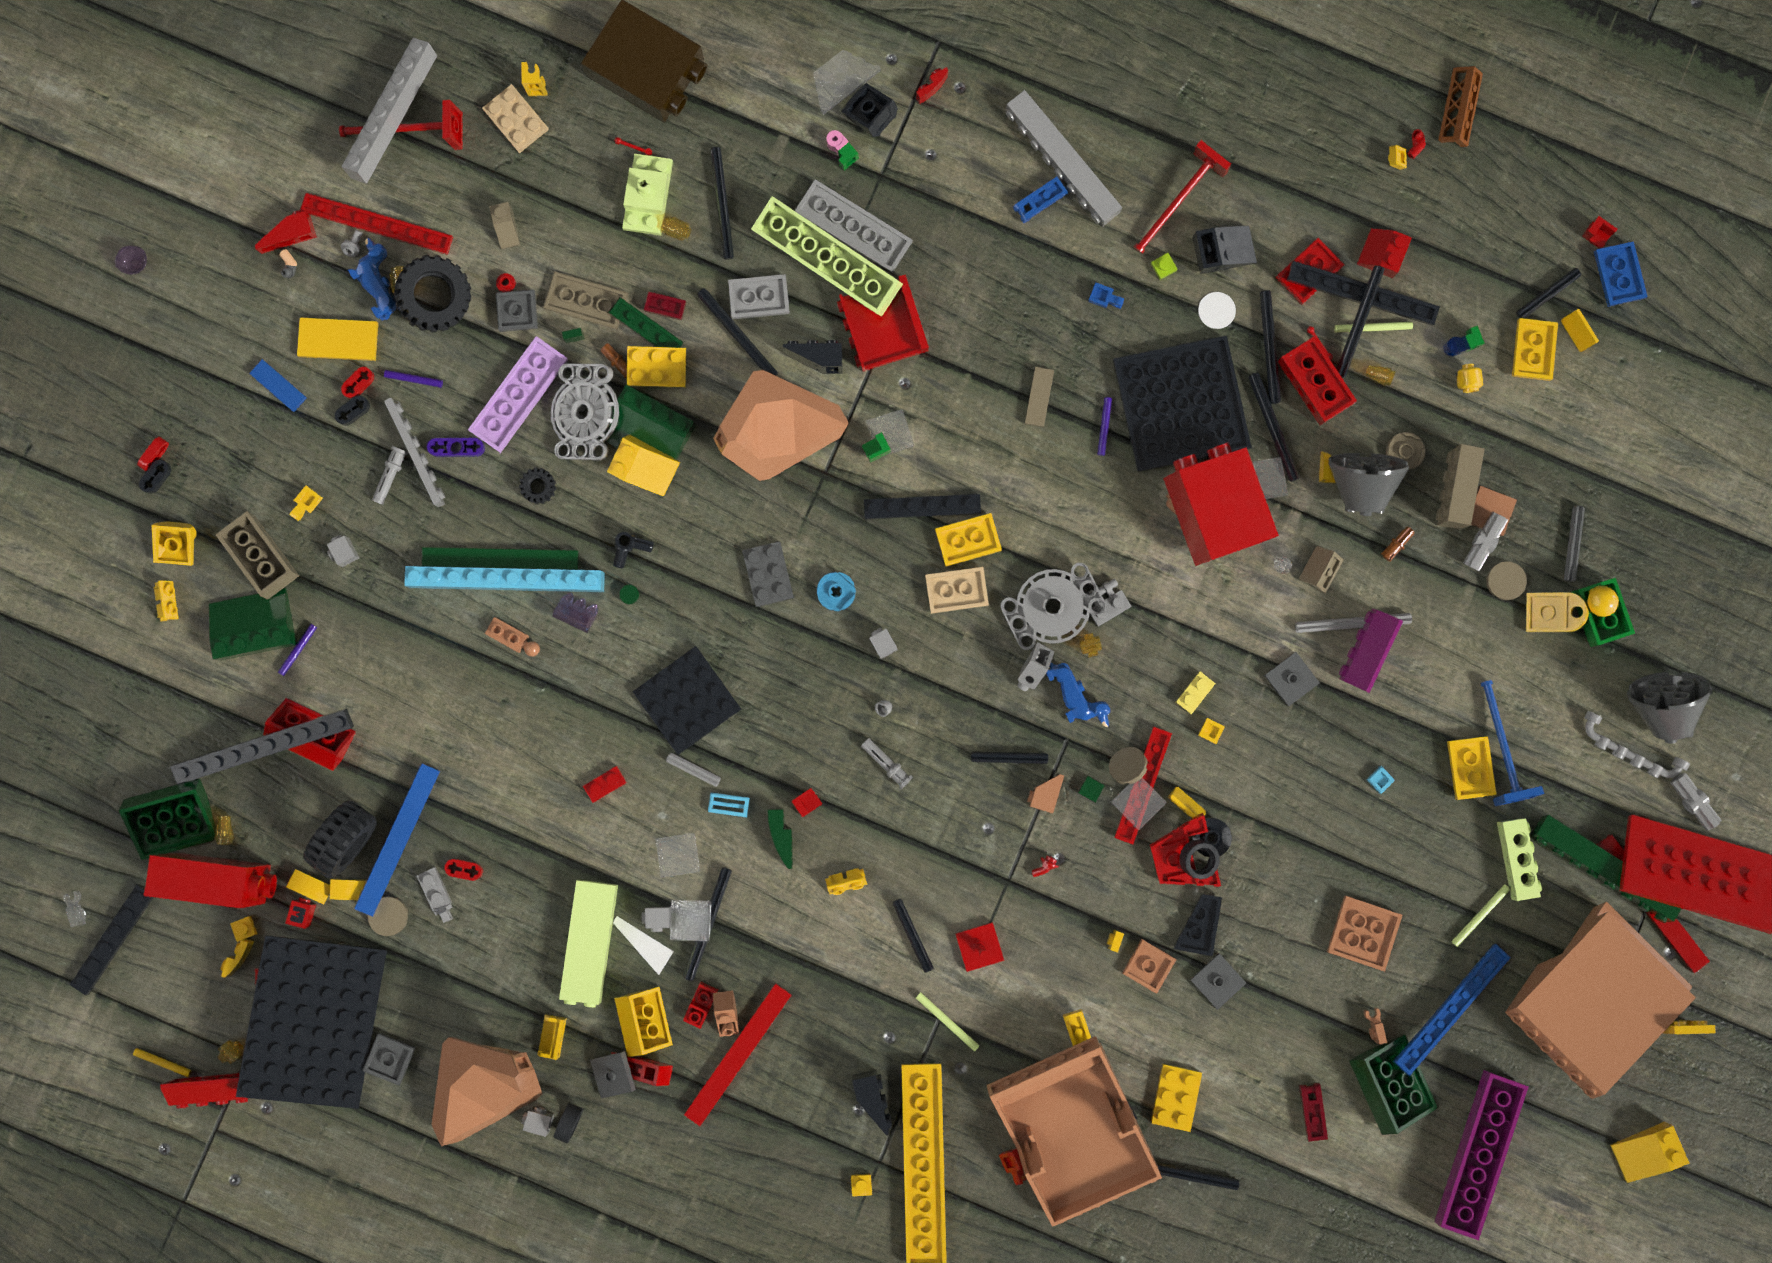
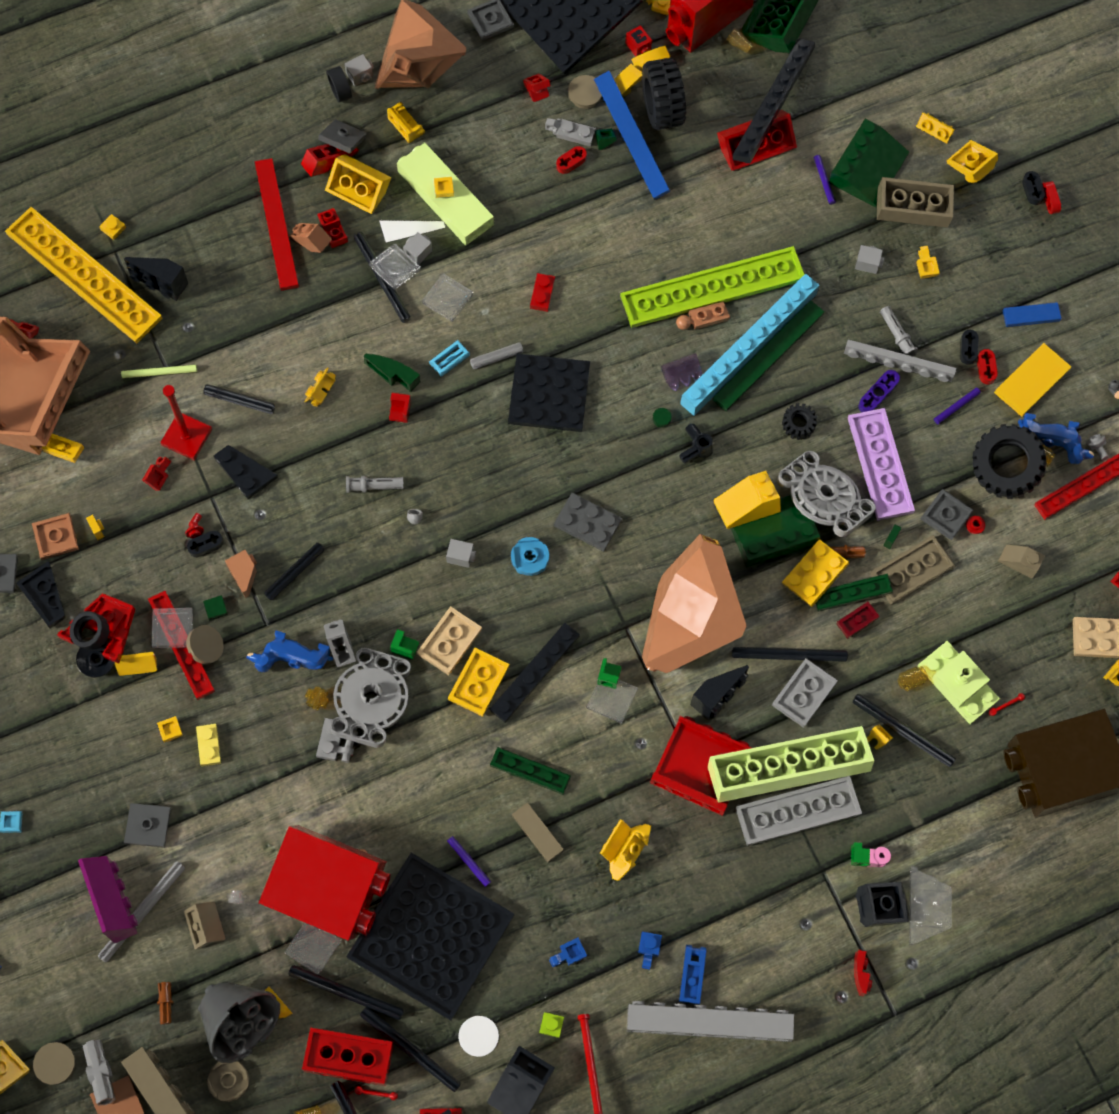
camera: 130 degrees right, 15 degrees down
(417, 860) = (605, 138): none -> dark green slope
(419, 960) = (537, 87): none -> red slope
(479, 653) = (712, 286): none -> lime plate
(588, 942) = (443, 187): none -> yellow plate
(741, 214) = (881, 735): none -> yellow tile
(967, 874) = (244, 471): none -> black wing
(990, 620) = (404, 645): none -> green panel
(999, 443) = (530, 770): none -> dark green tile
(1007, 316) = (625, 847): none -> yellow piece
(1032, 935) = (156, 473): none -> red plate
(1047, 246) = (649, 947): none -> blue plate
(1048, 850) = (205, 544): none -> black beam

